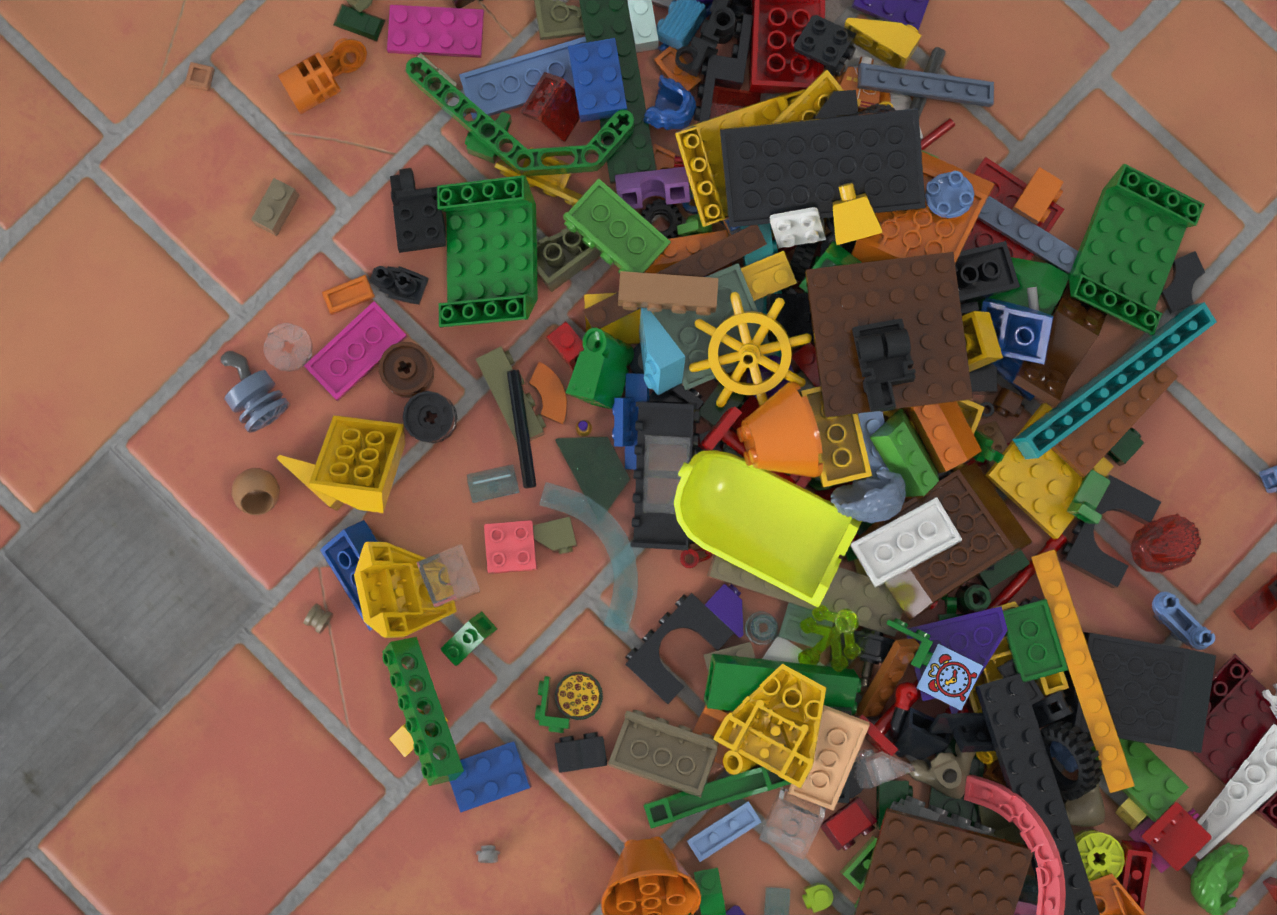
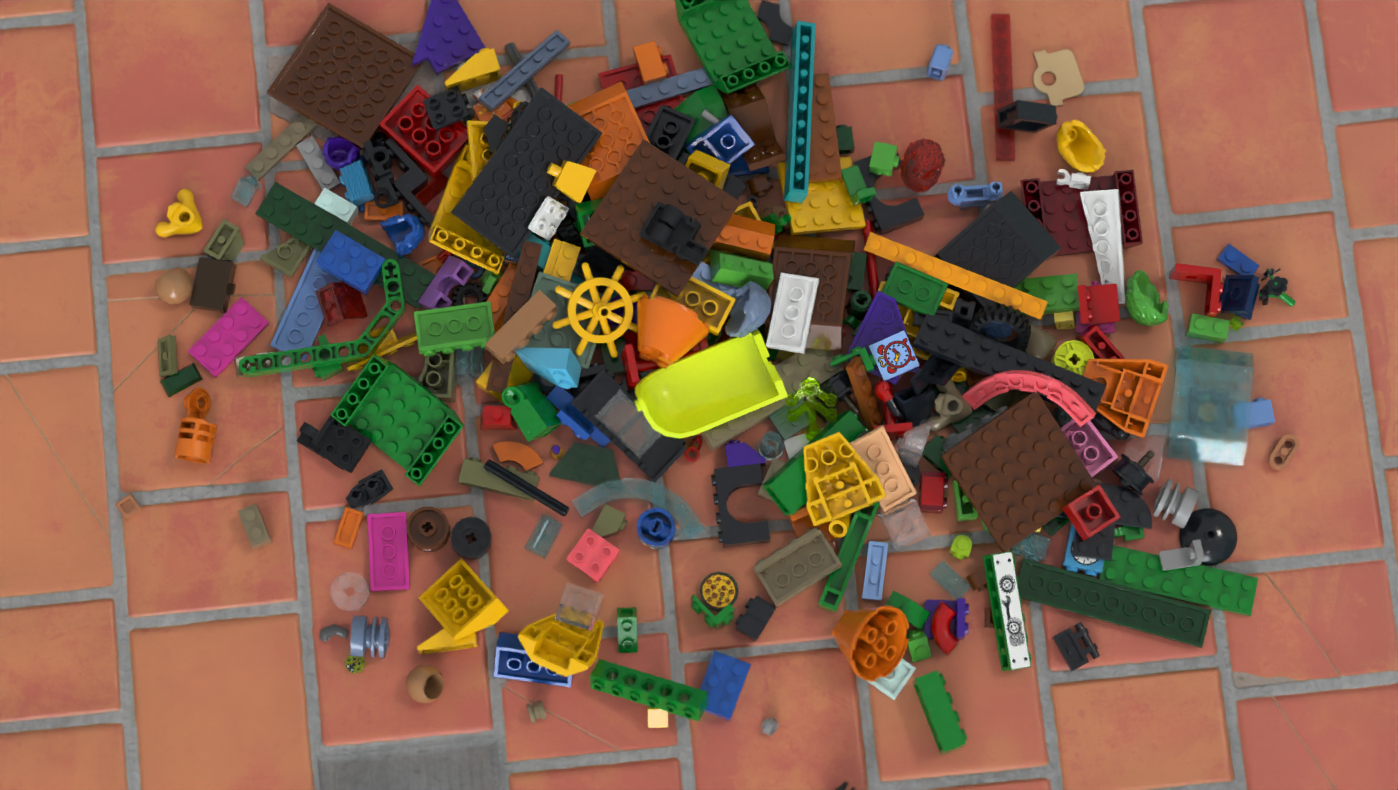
camera: 55 degrees left, 5 degrees down
(222, 410) = (355, 664): none -> clear neon green tile
(587, 584) = (656, 528): none -> blue brick
(598, 274) = (470, 362): none -> clear light blue bracket
(949, 194) = (606, 112): medium blue dish -> none
(1139, 502) = (884, 159): none -> bright green head

